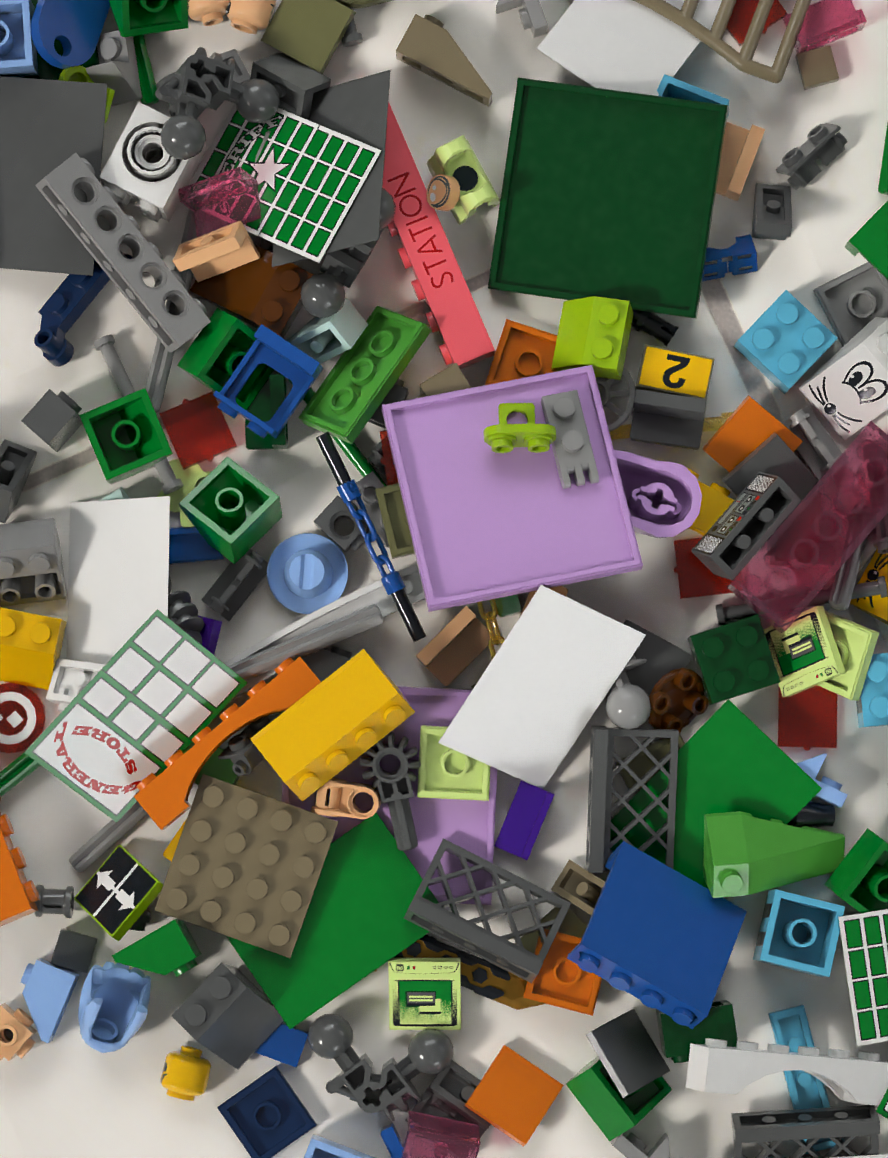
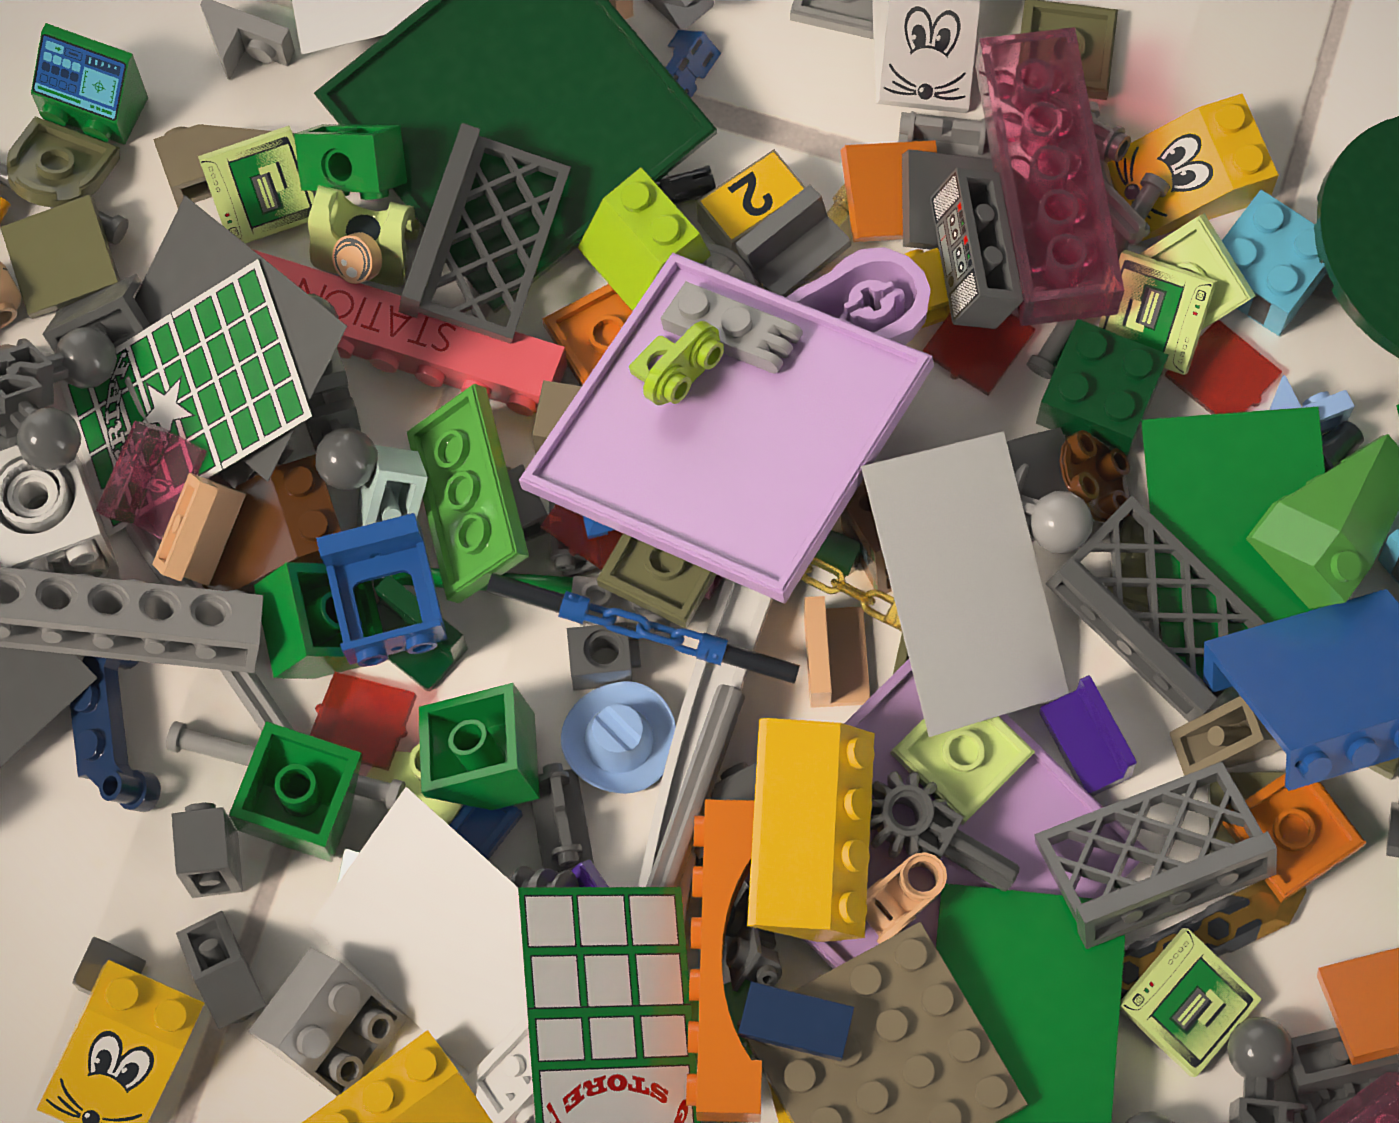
camera: 50 degrees left, 15 degrees down
(225, 805) = (796, 1021): none -> dark blue tile
(441, 96) = (257, 185): none -> tile
(496, 135) = (351, 158): none -> green brick
(507, 220) = (444, 222): none -> dark grey fence
(785, 342) = (819, 77): medium azure brick -> none

